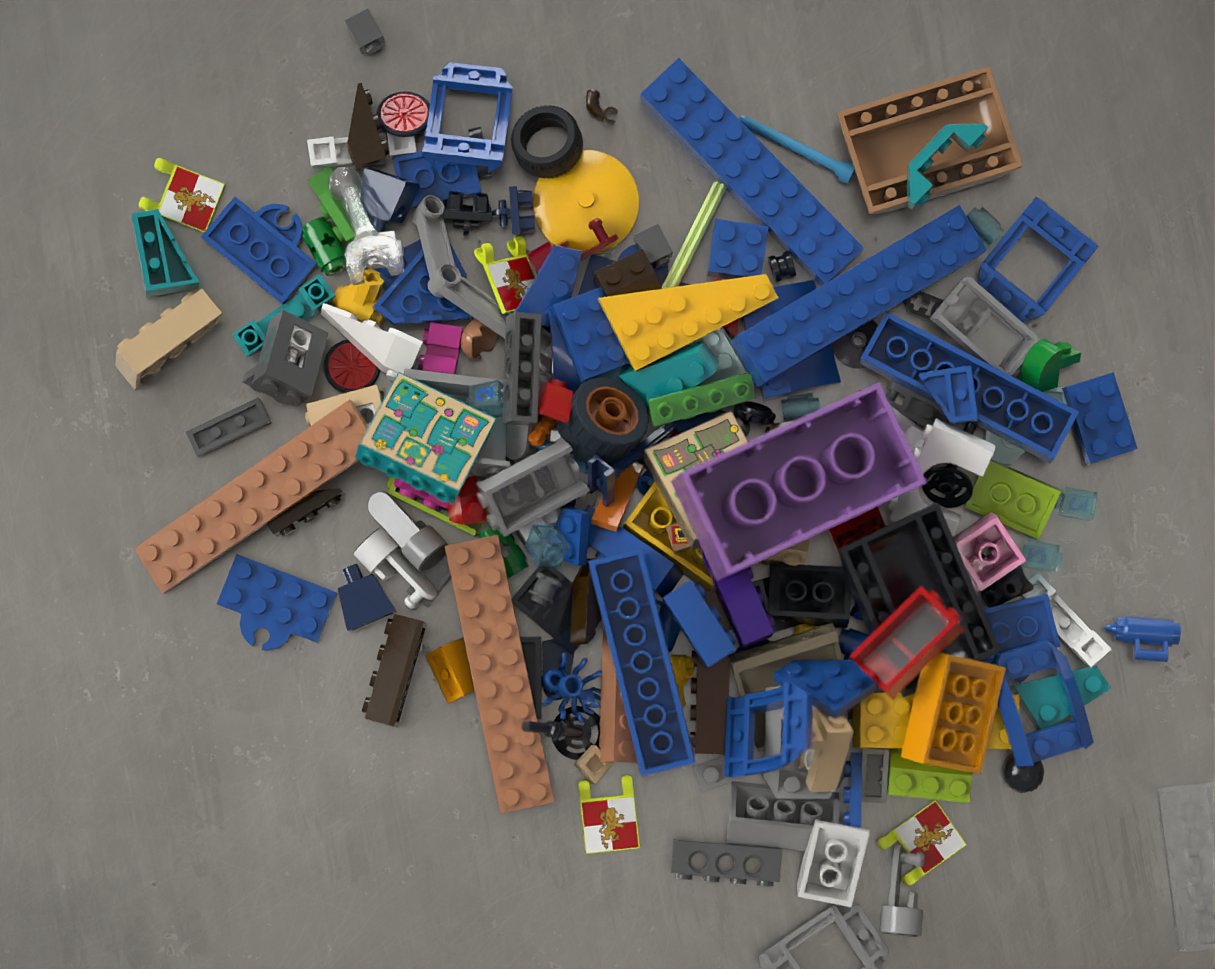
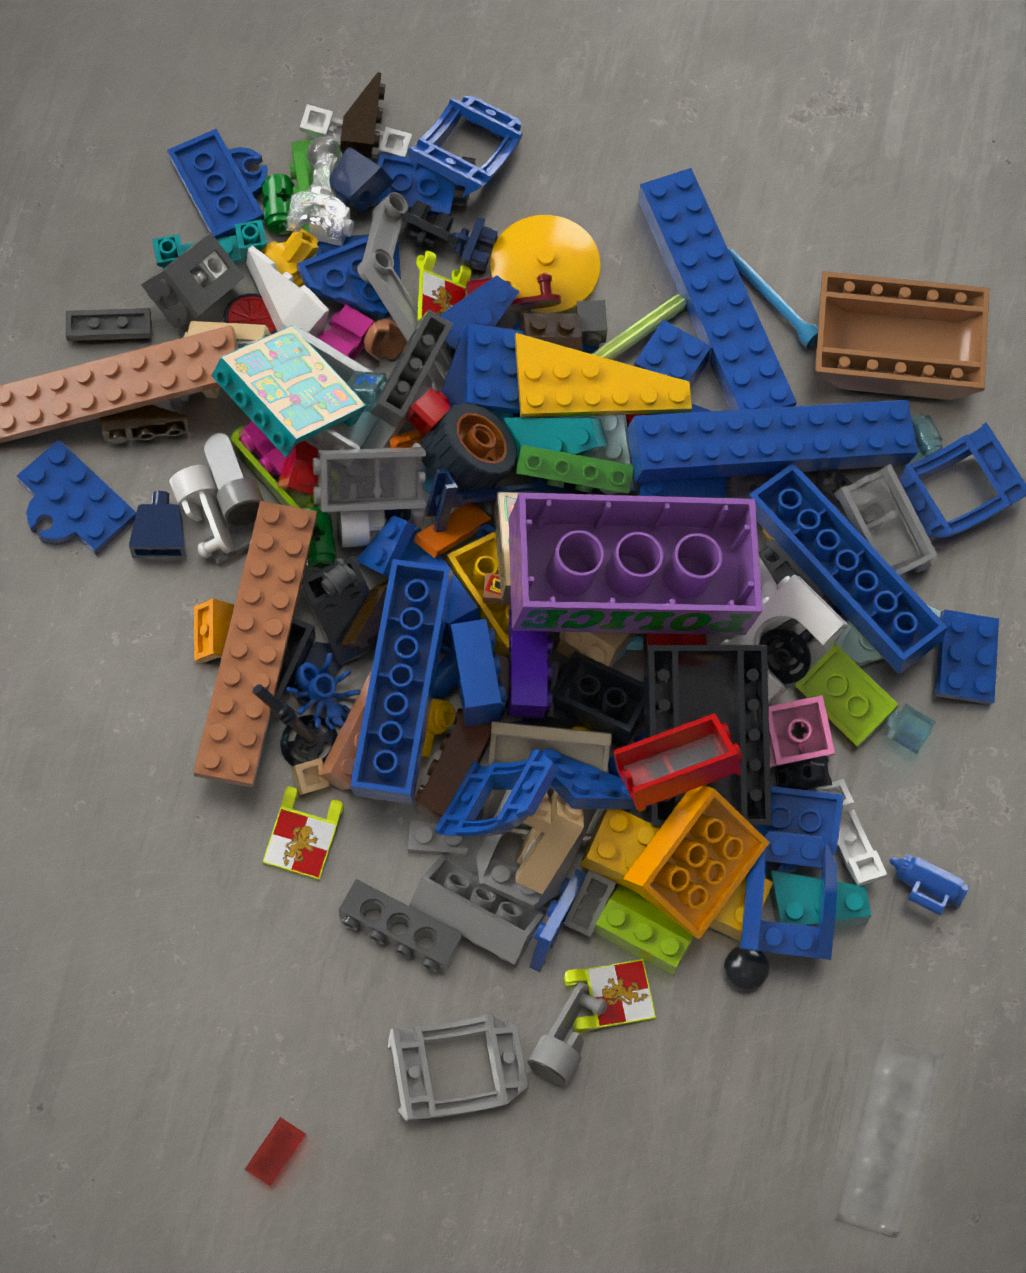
camera: 20 degrees right, 15 degrees down
(160, 258) = (119, 151): teal wedge -> none
(166, 336) = (89, 221): tan wedge -> none
(187, 197) = (172, 115): flag -> none
(365, 32) = (406, 39): dark grey brick -> none
(395, 670) = (158, 605): dark brown slope -> none
(403, 114) = (407, 120): wheel -> none
(538, 119) = (532, 174): black tyre -> none
(546, 545) = (360, 542): clear light blue brick -> none
(593, 106) = (591, 184): dark brown arm -> none
(782, 266) = (709, 393): black wheel -> none
(832, 863) = (508, 965): white slope -> none
(953, 392) = (827, 557): blue wing -> none
(963, 134) = (939, 334): teal slope -> none
(1041, 556) = (852, 763): clear light blue brick -> none
(1044, 361) = (935, 575): green brick -> none

